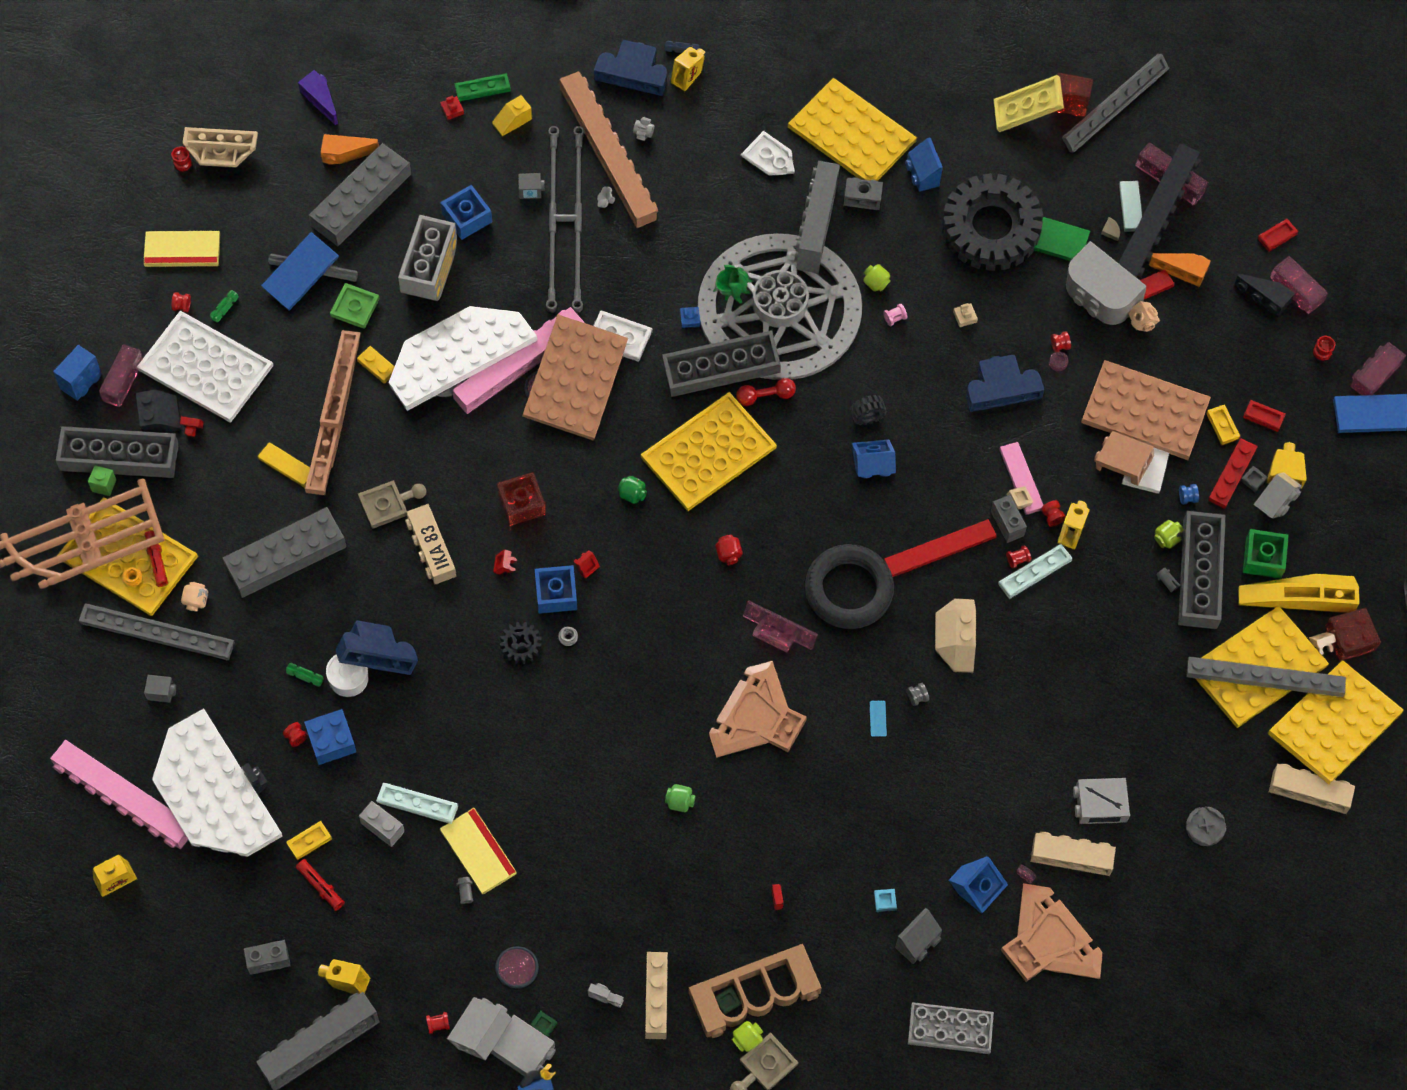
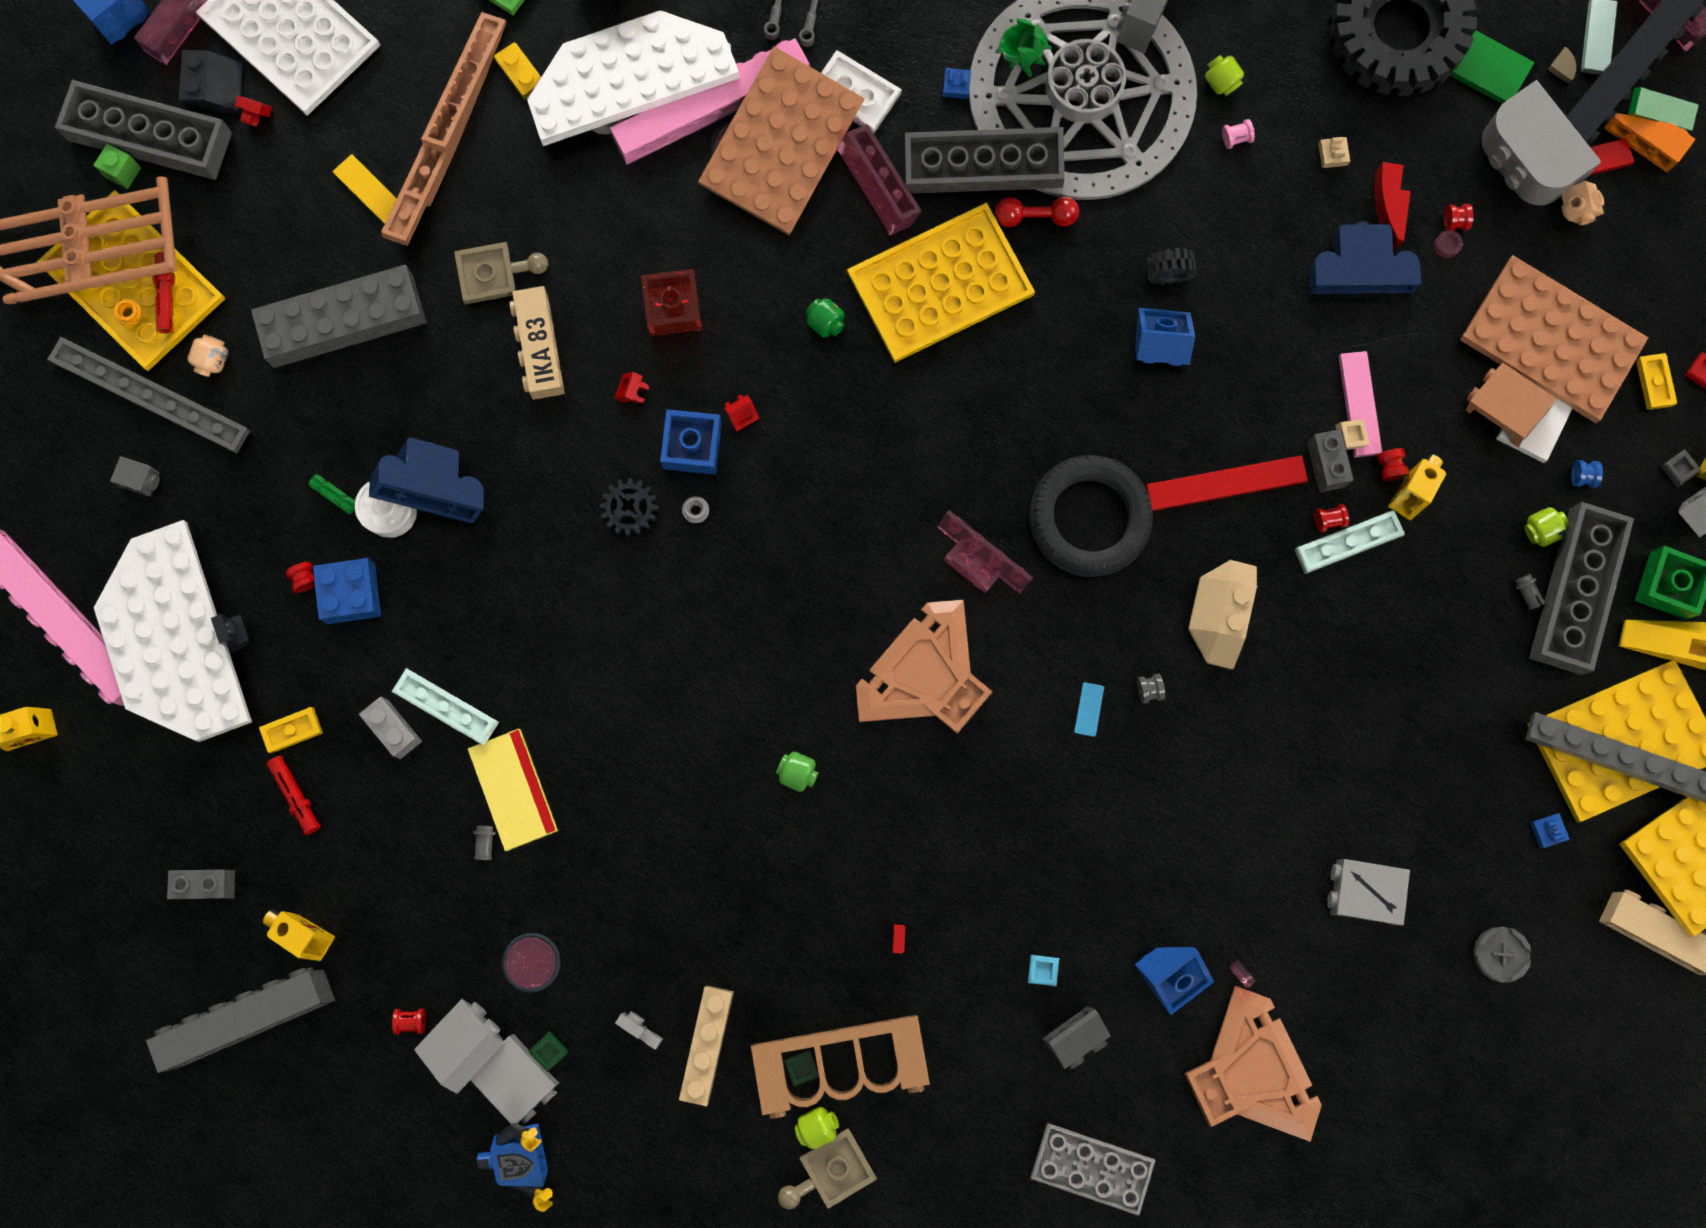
camera: 10 degrees right, 15 degrees up
(650, 390) = (879, 179): none -> clear pink brick
(728, 549) = (938, 430): red head -> none
(1012, 339) = (1391, 201): none -> red slope
(1073, 854) = (1313, 960): tan brick -> none
(1184, 244) = (1663, 108): none -> tile
(1219, 737) = (1549, 830): none -> blue tile
(1232, 473) = (1653, 454): red plate -> none

